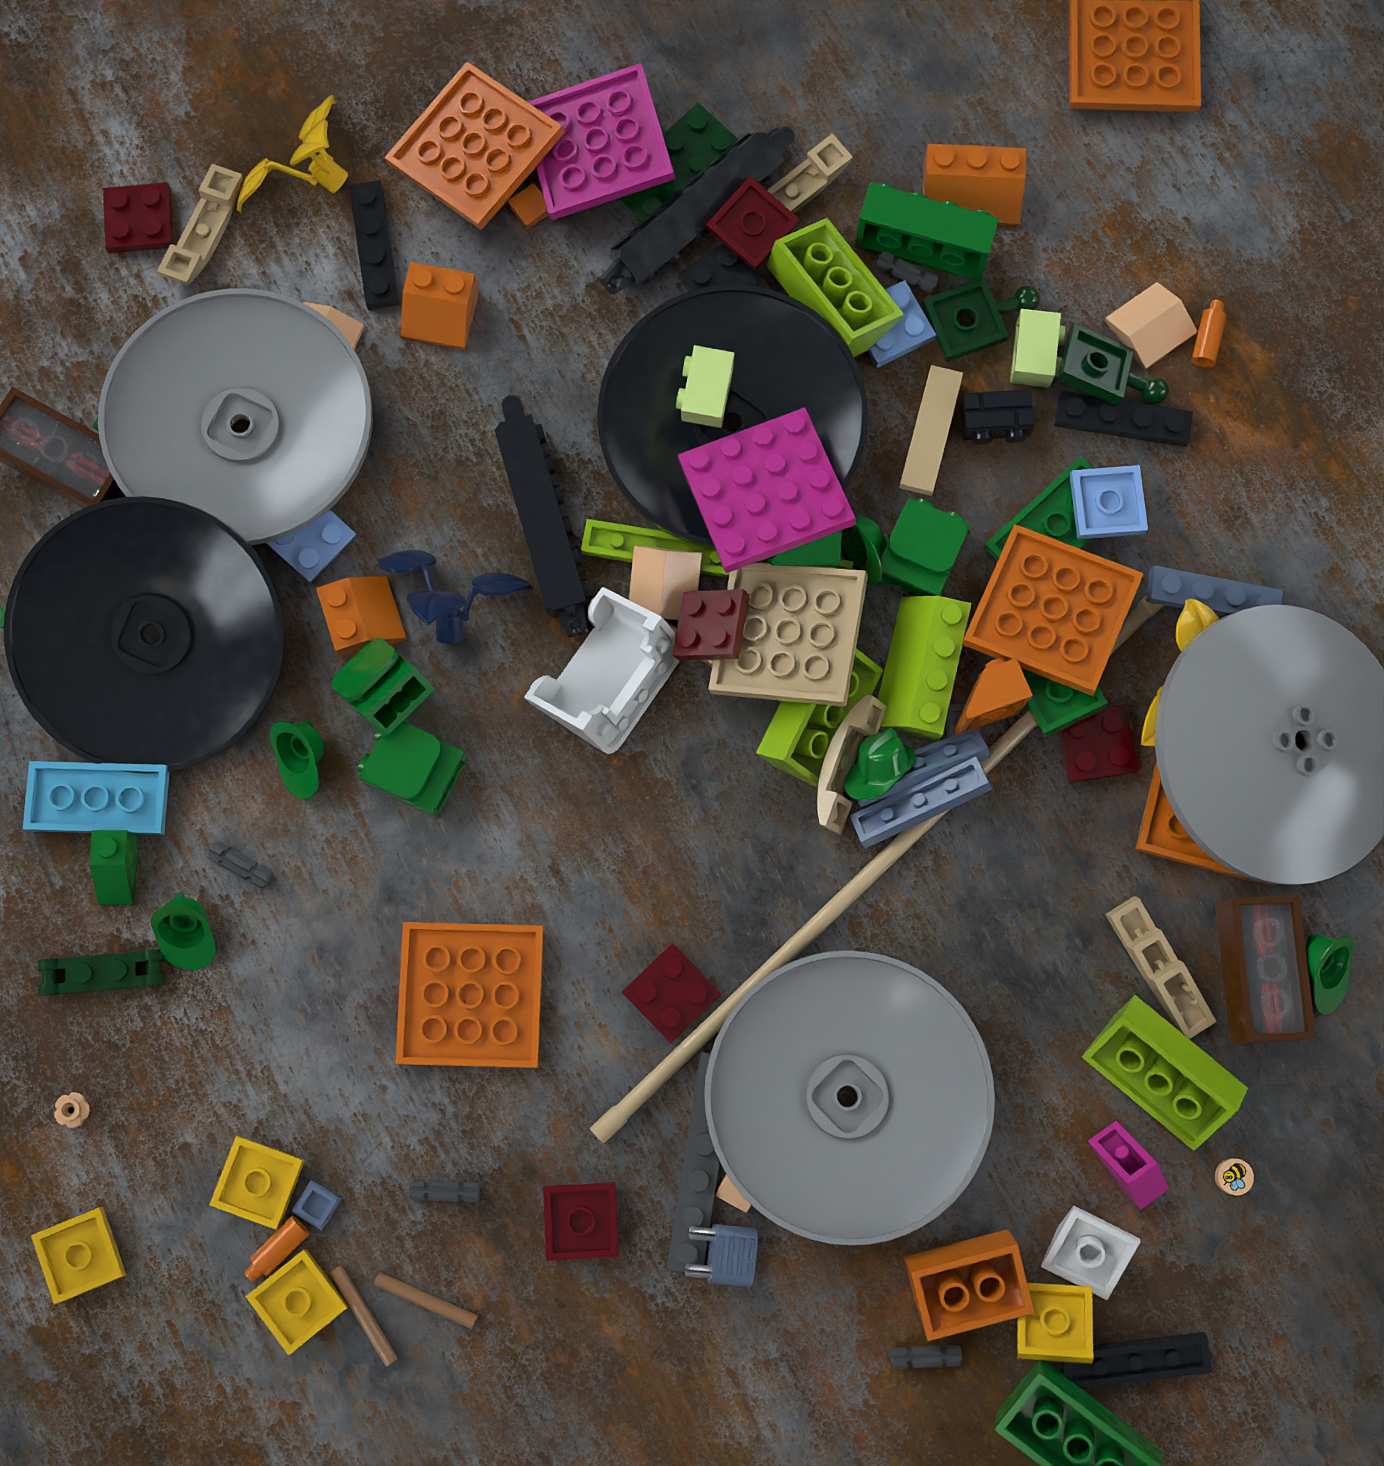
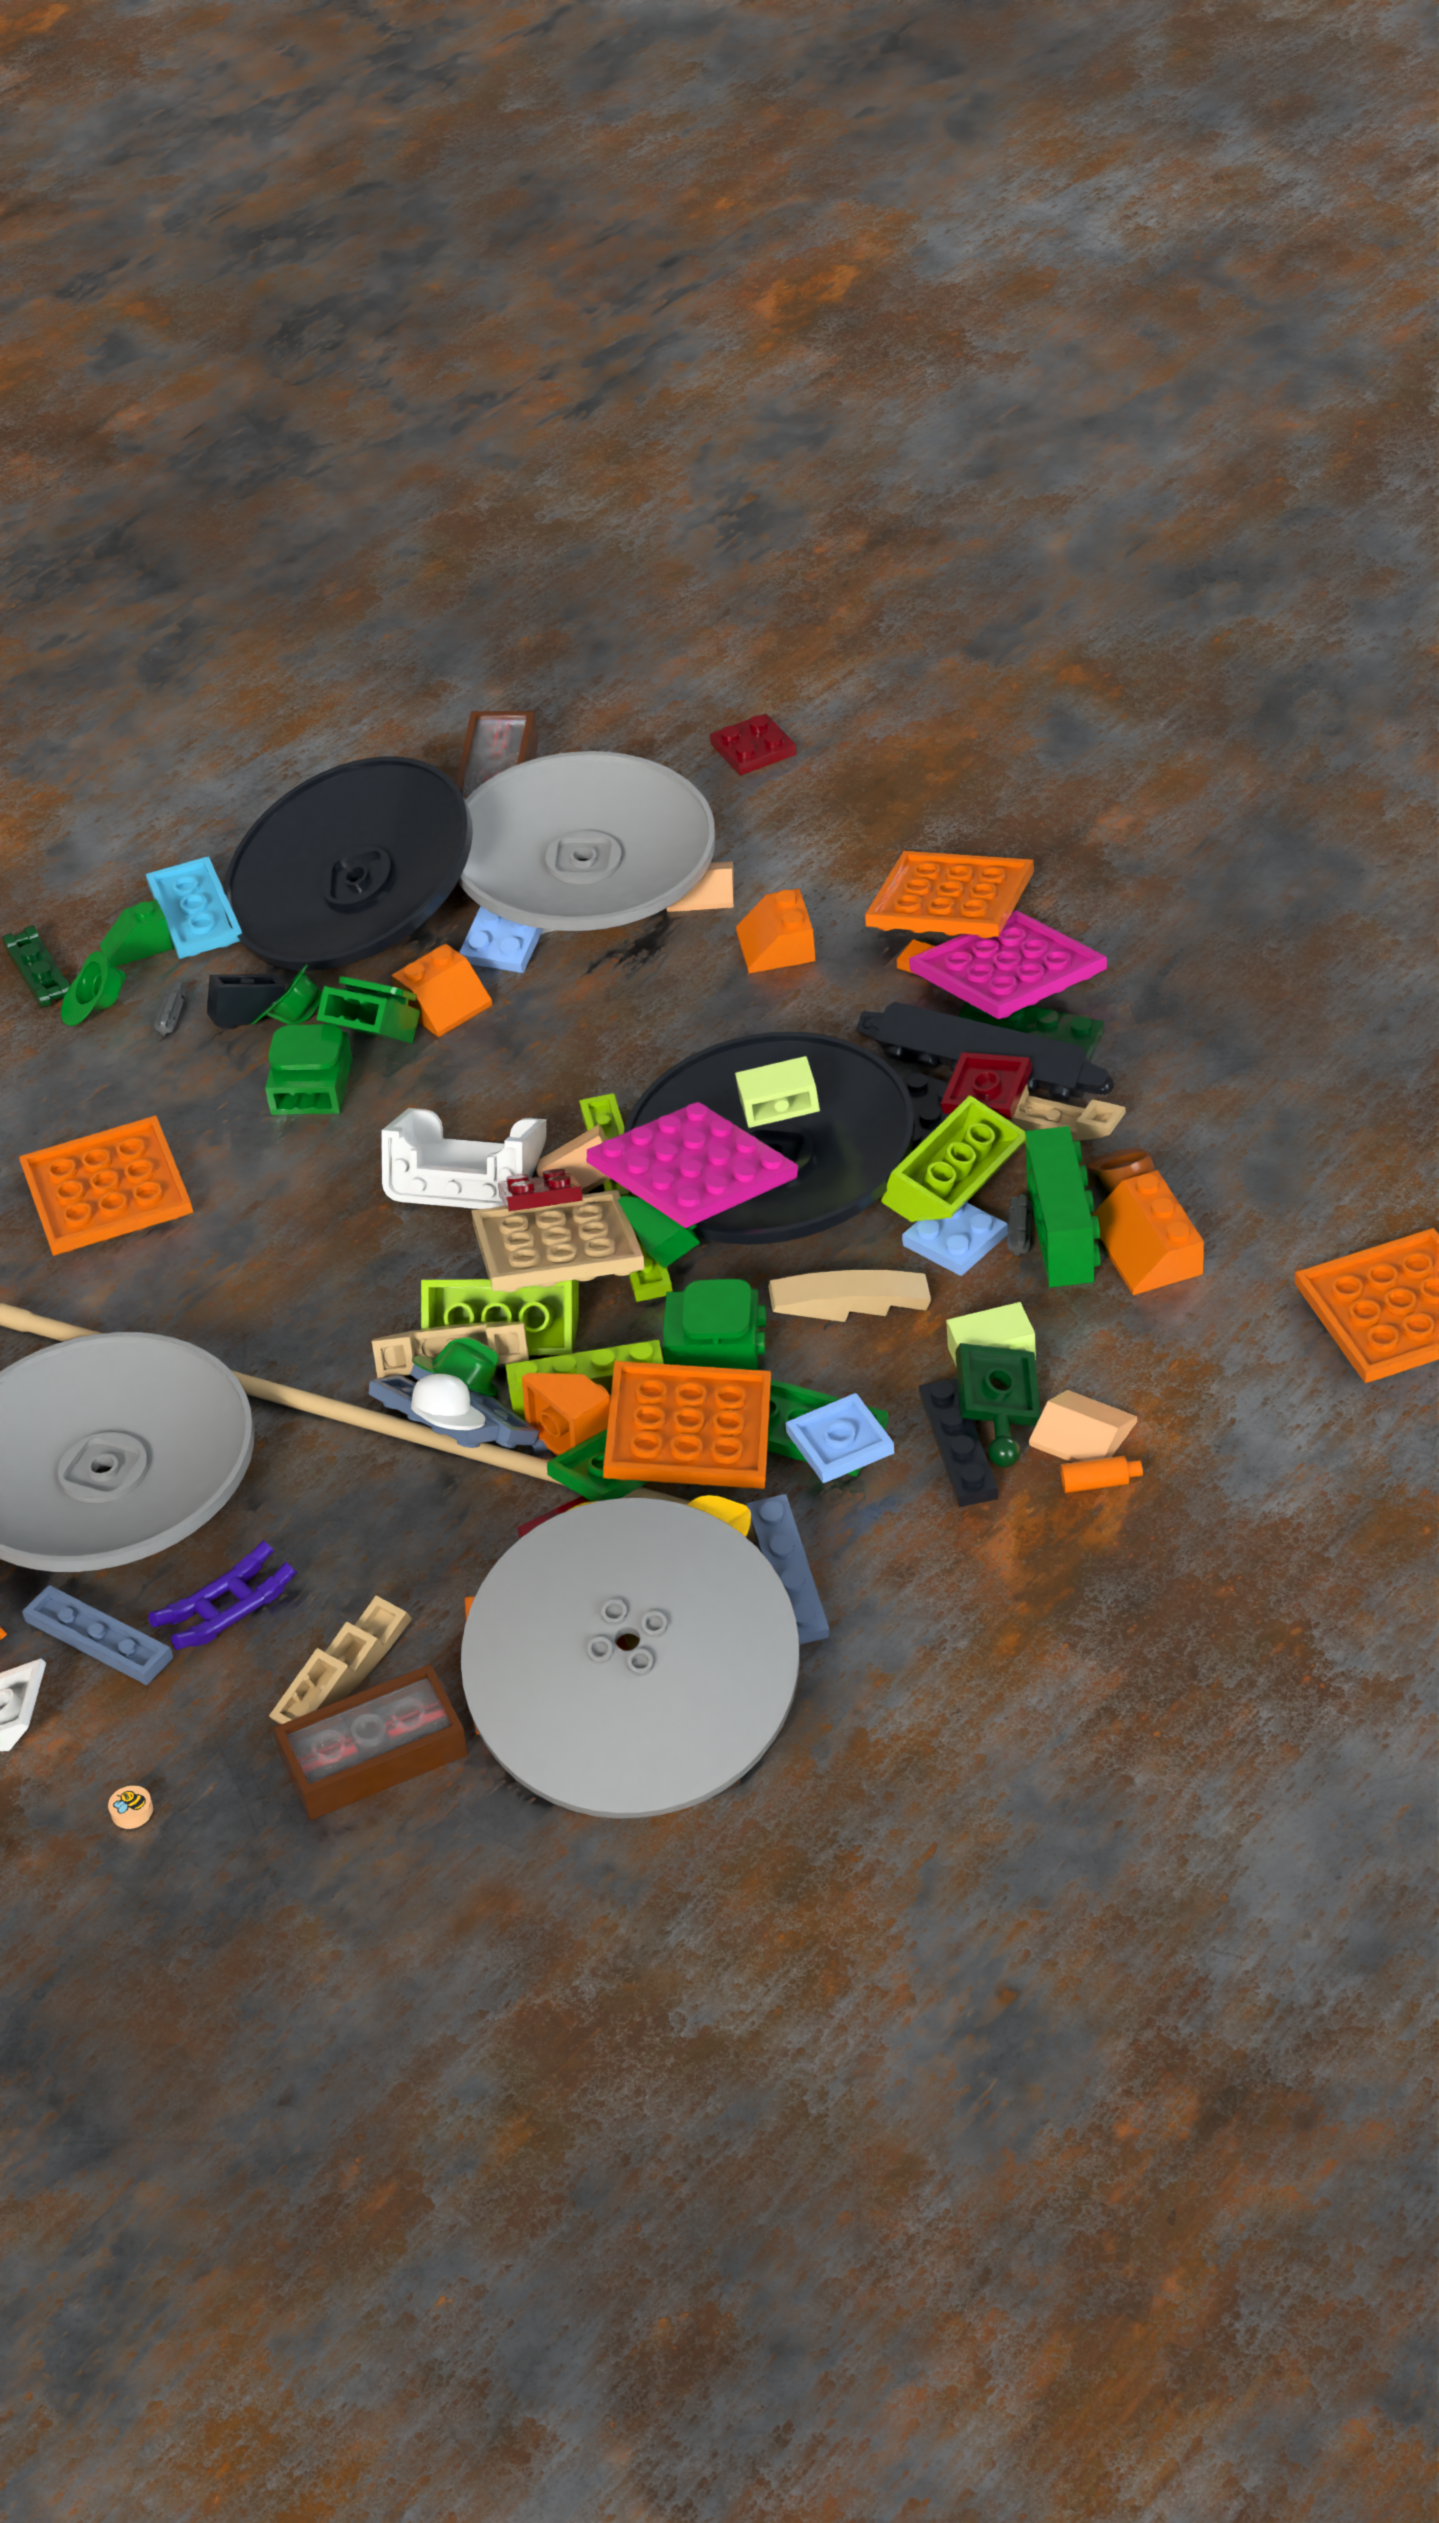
camera: 70 degrees right, 35 degrees down
(205, 226) = (763, 783): tan slope -> none
(277, 793) = (241, 997): none -> black slope
(314, 140) = (864, 817): yellow plant -> none
(374, 245) = (826, 875): black plate -> none
(445, 606) = (465, 1040): dark blue plant -> none
(541, 519) = (603, 1063): black hinge -> none
(671, 993) = (165, 1311): dark red plate -> none
(865, 546) = (693, 1268): green piece -> none
(887, 163) = (1121, 1166): none -> dark orange cap
(948, 791) = (445, 1403): none -> white cap
(979, 303) = (1016, 1284): dark green plate -> none
(997, 416) = (895, 1336): black brick -> none
(1040, 1153) = (98, 1634): none -> sand blue plate
(1063, 1049) = (235, 1582): none -> dark purple piece
(1129, 1165) = (106, 1706): dark pink slope -> none
(1165, 1073) = (226, 1703): lime slope -> none
(1329, 969) = (389, 1800): green piece -> none

